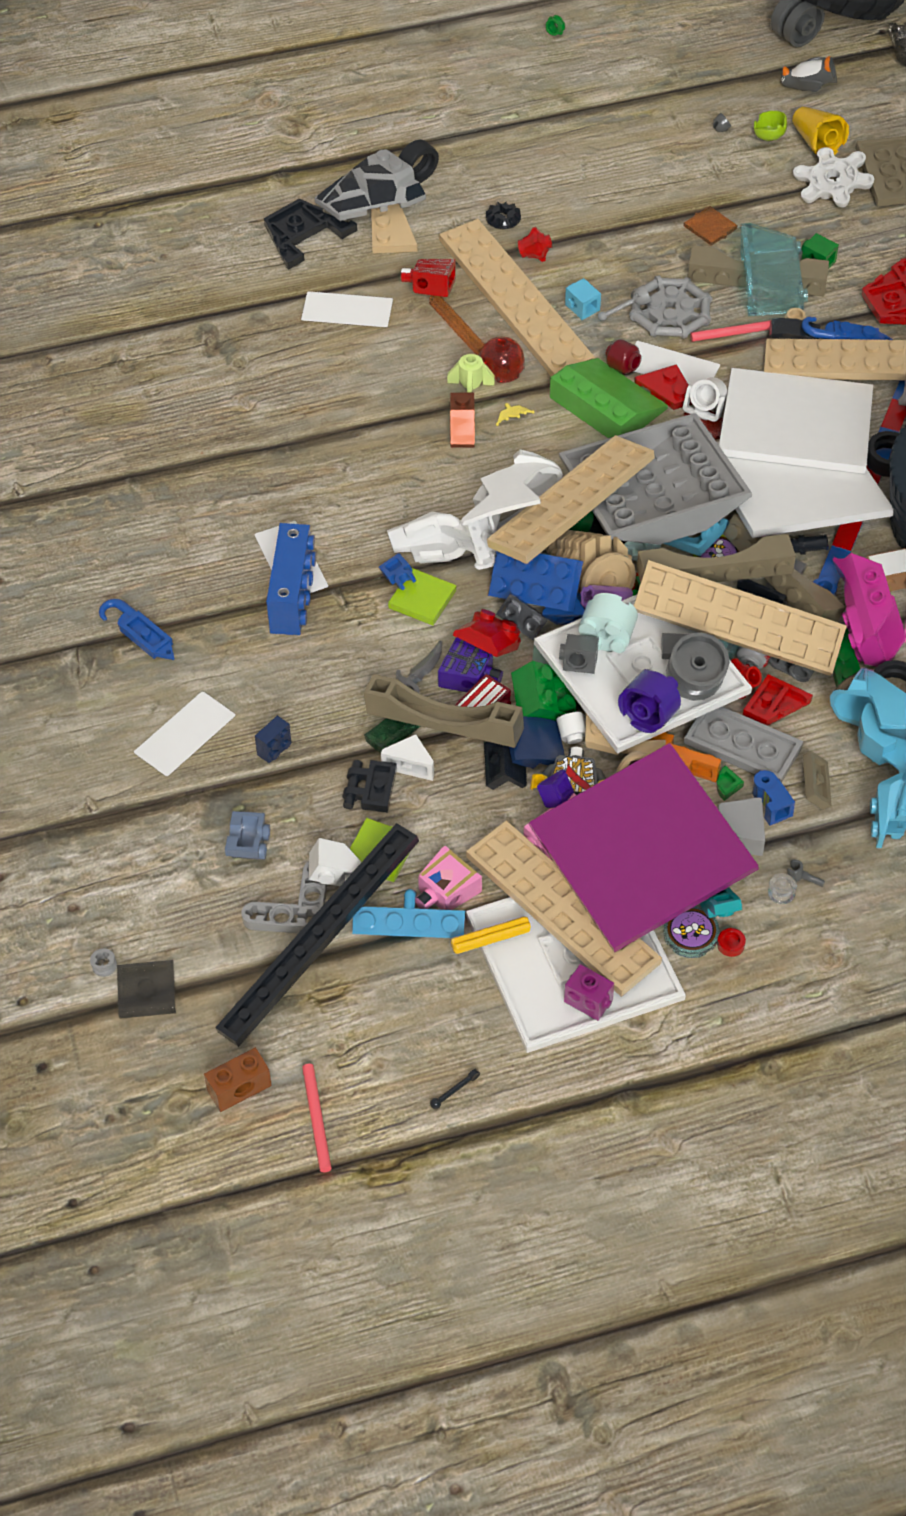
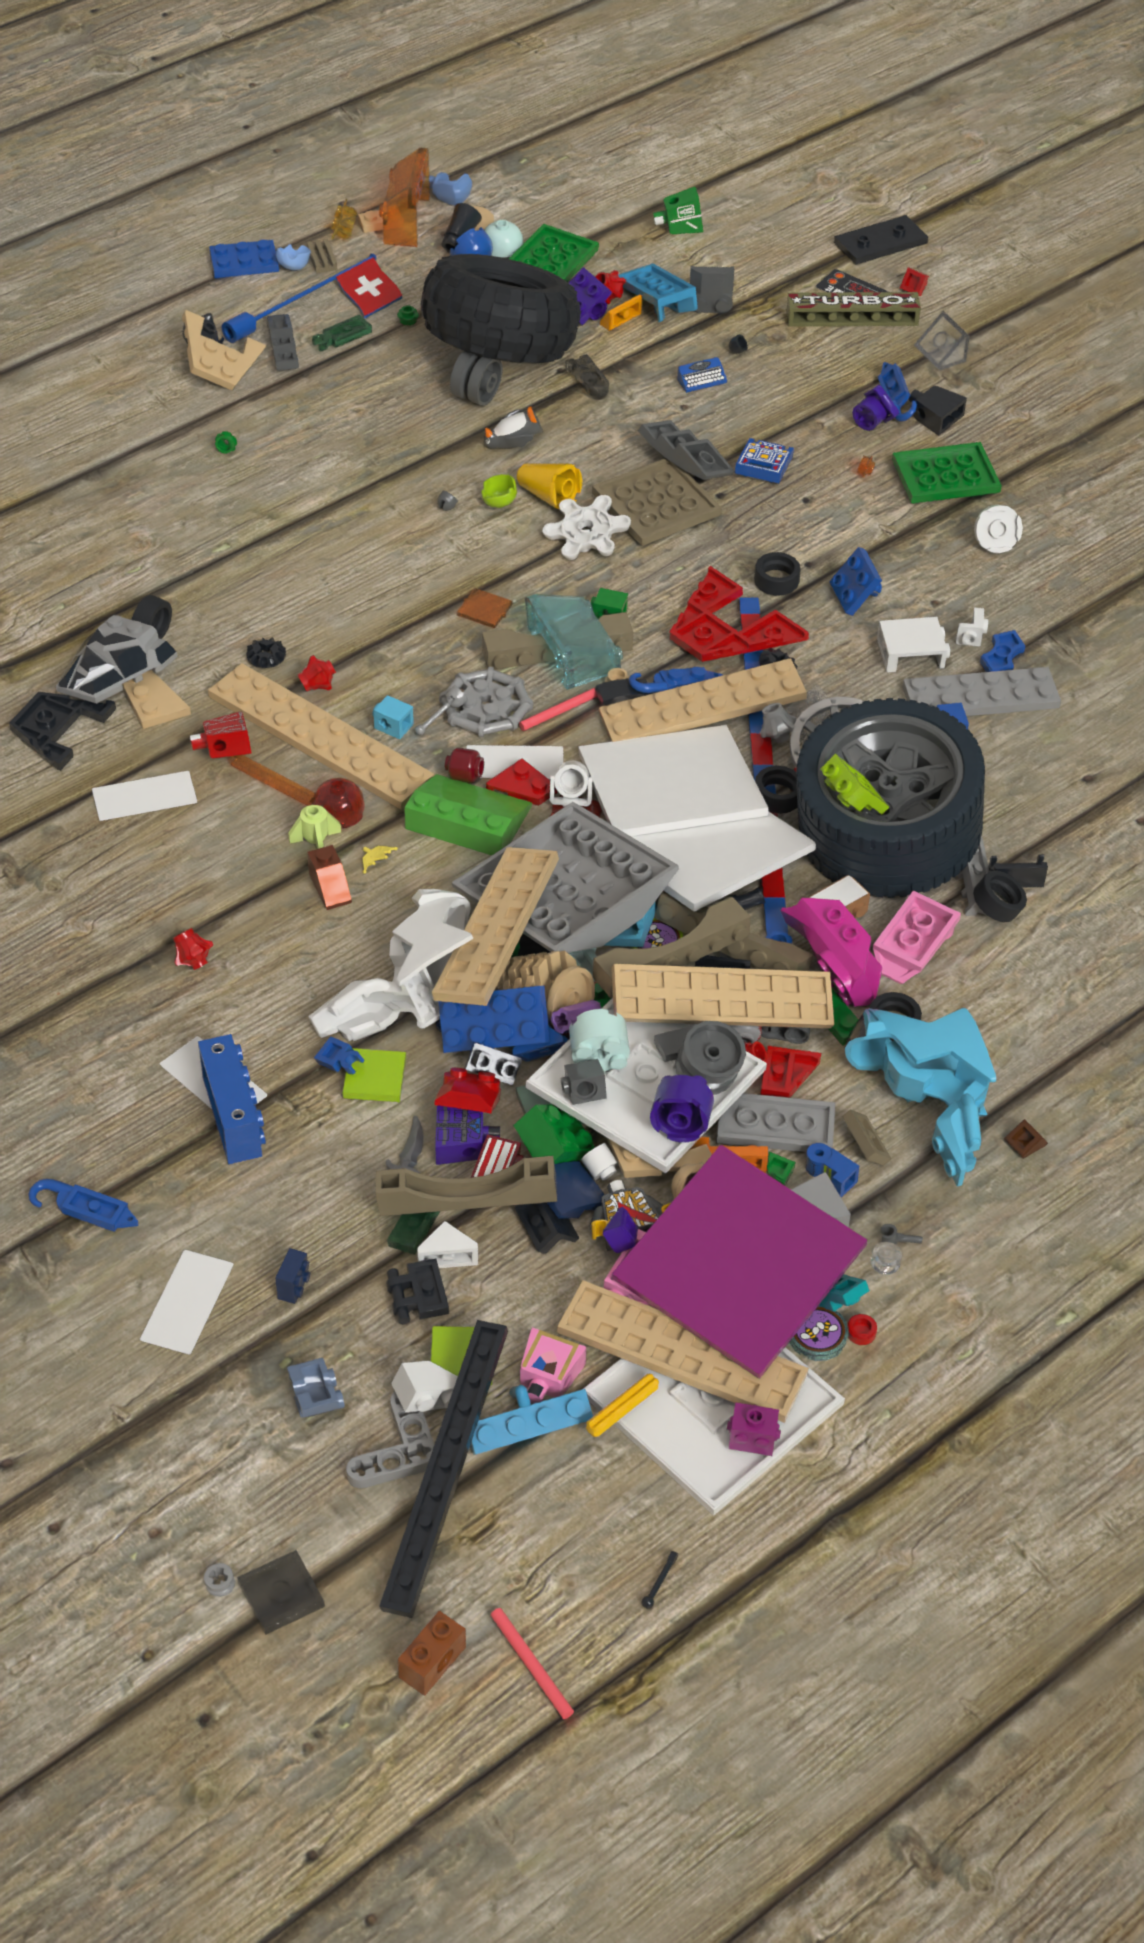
camera: 25 degrees left, 5 degrees down
(320, 447) = (191, 949): none -> red rock

